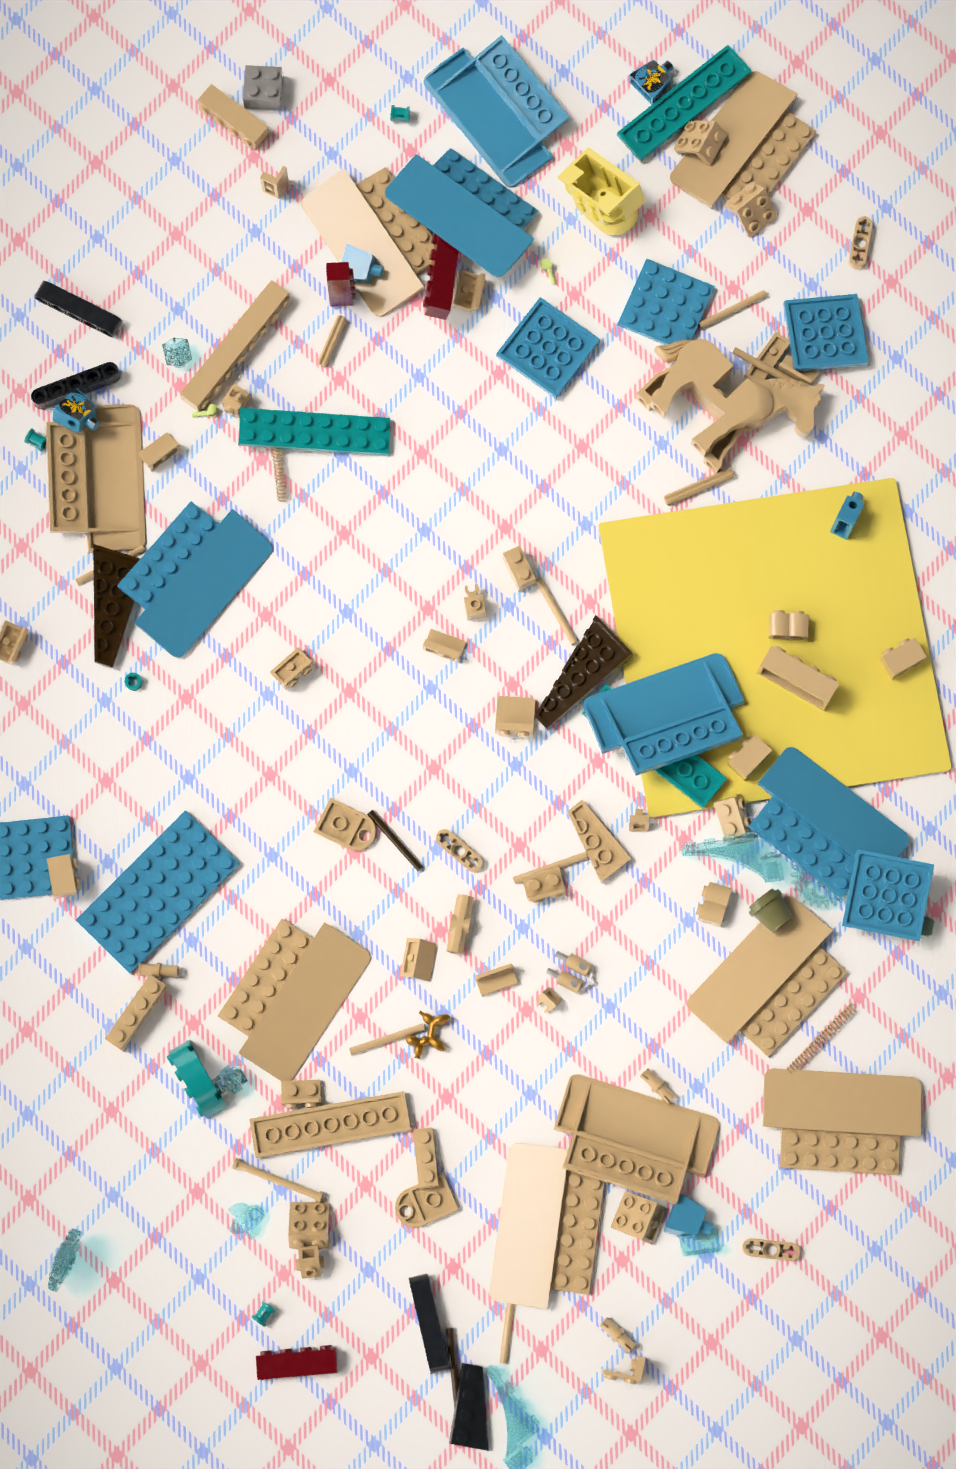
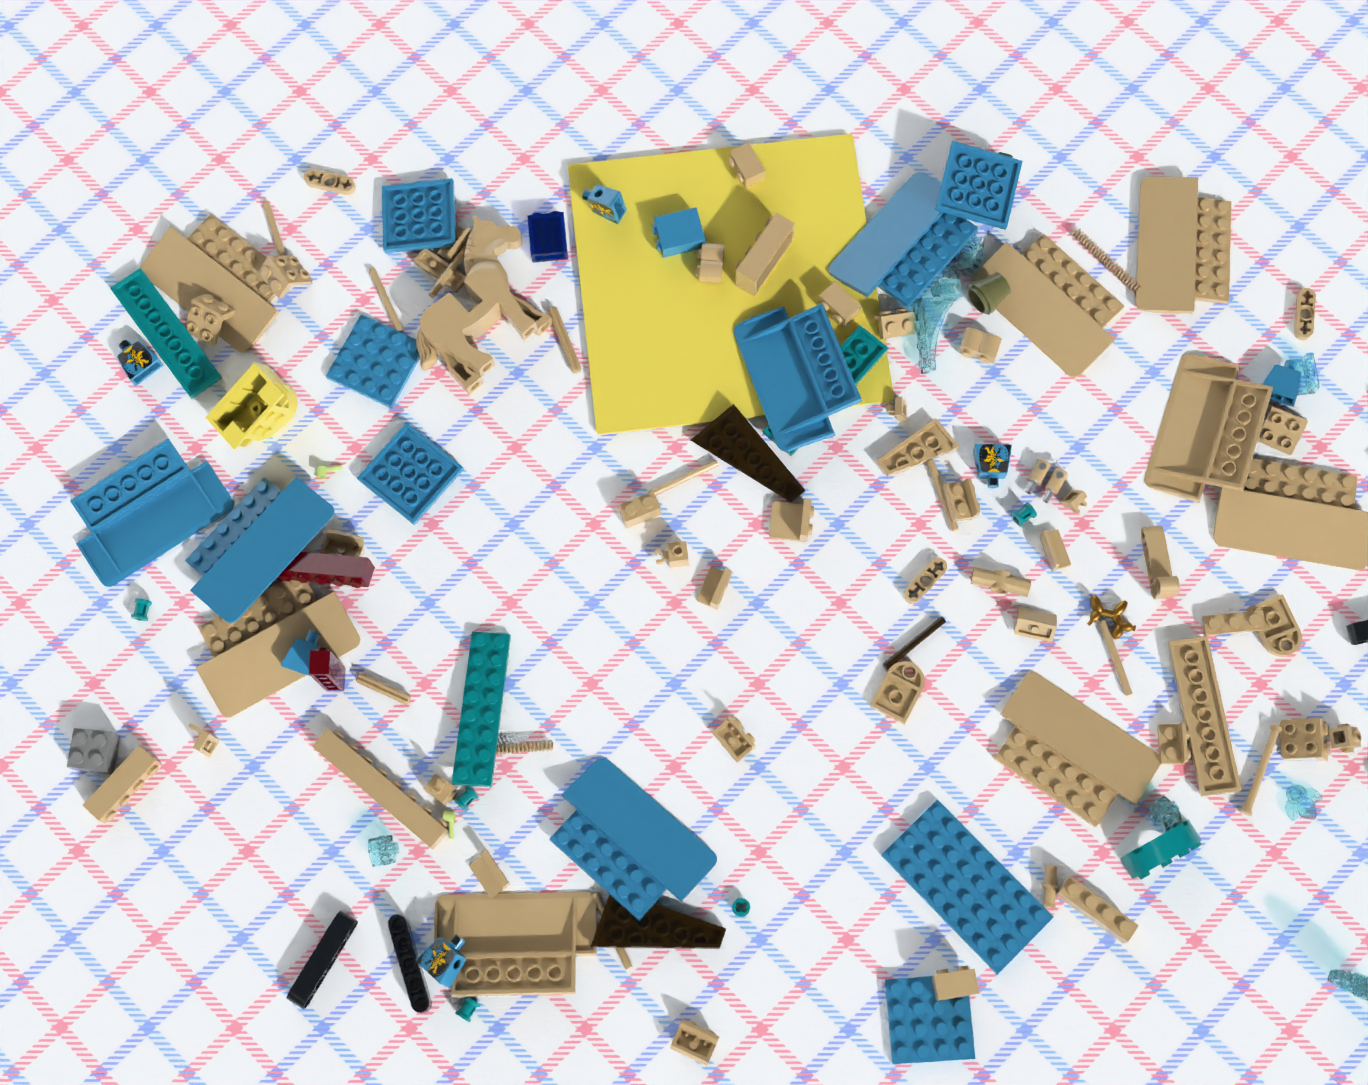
camera: 85 degrees left, 5 degrees down
(228, 424) = (466, 798): none -> teal bush
(486, 1082) = (1158, 565): none -> tan beam
(531, 948) = (1023, 514): none -> teal bush
(585, 916) = (992, 462): none -> torso
(657, 1085) = (1155, 405): tan pin -> none
(803, 194) = (274, 229): none -> tan bar
(811, 462) = (547, 237): none -> clear blue brick
(820, 591) = (678, 232): none -> dark azure brick

